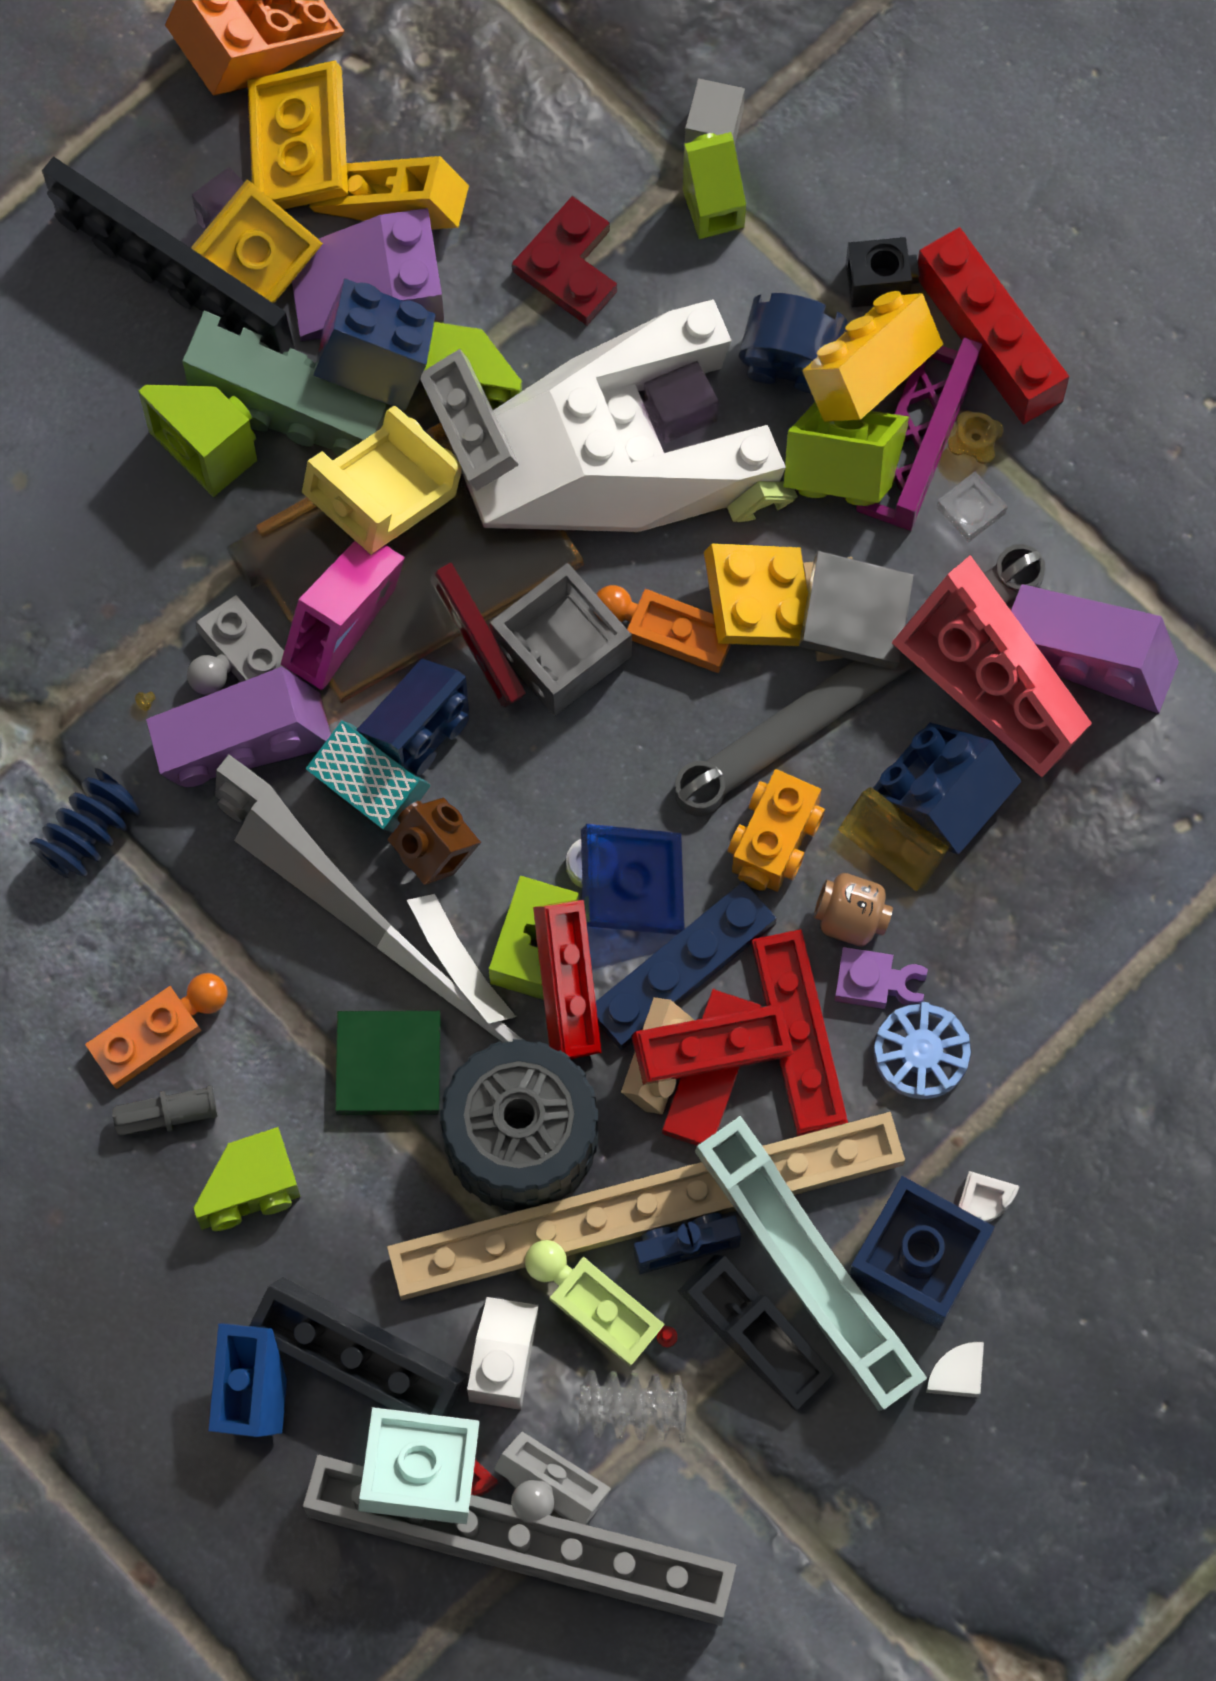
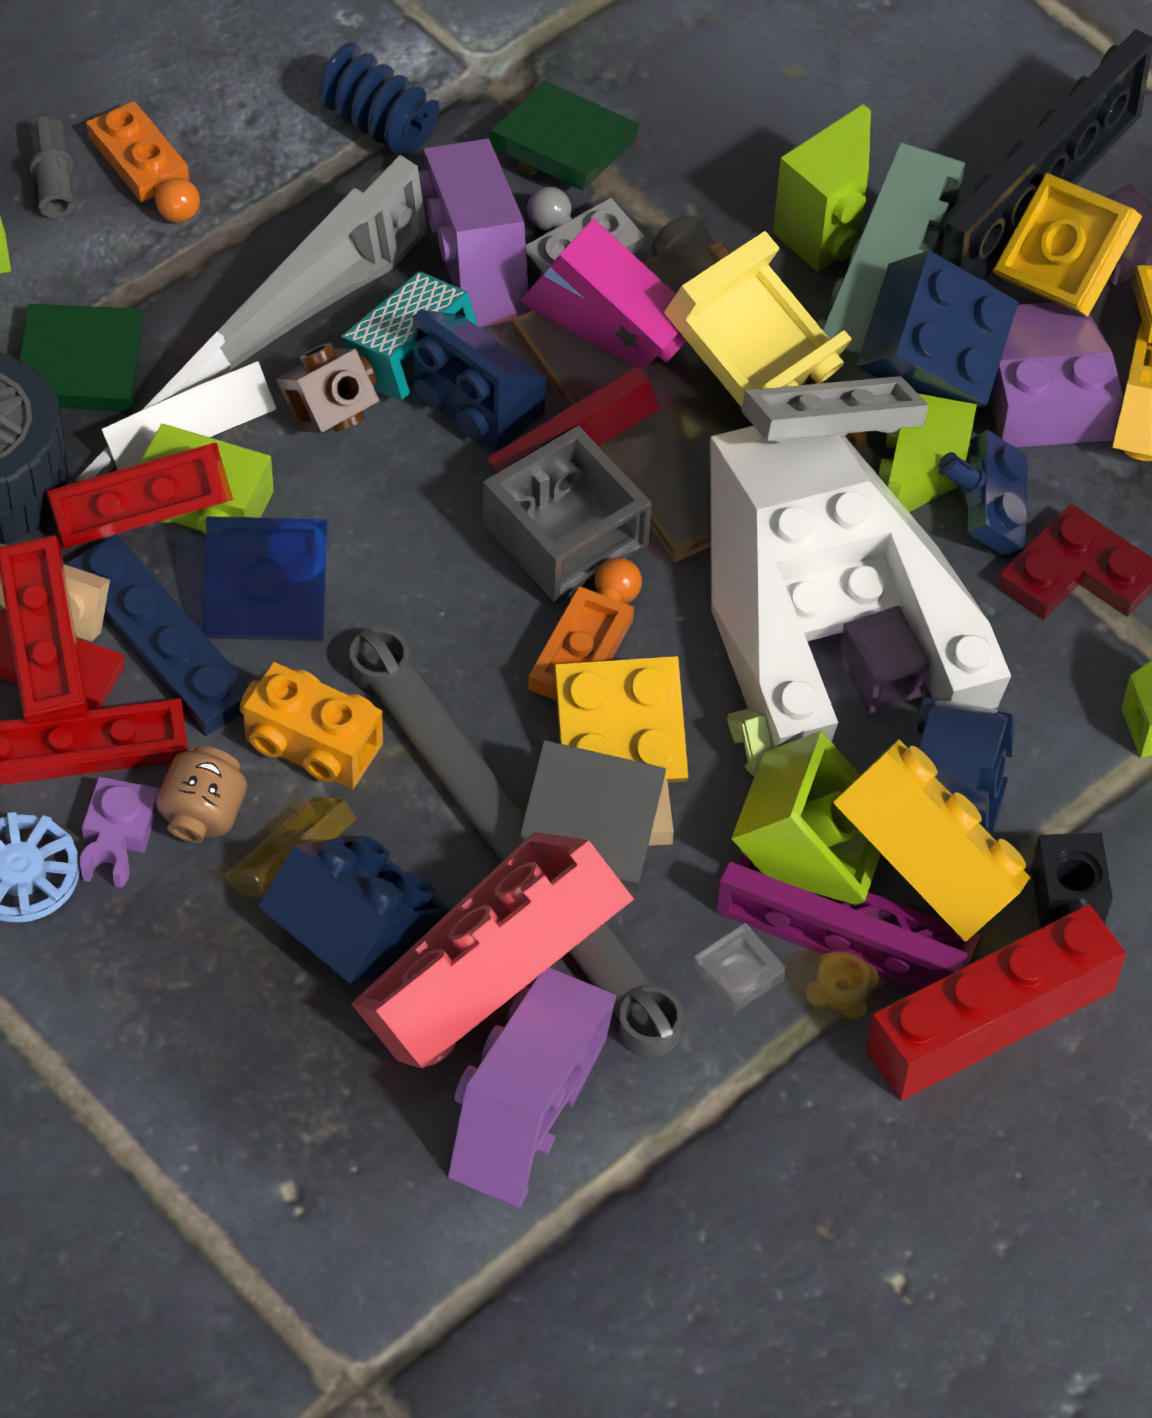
camera: 90 degrees right, 15 degrees down
(119, 665) = (563, 135): none -> dark green tile
(509, 316) = (993, 491): none -> dark blue plate

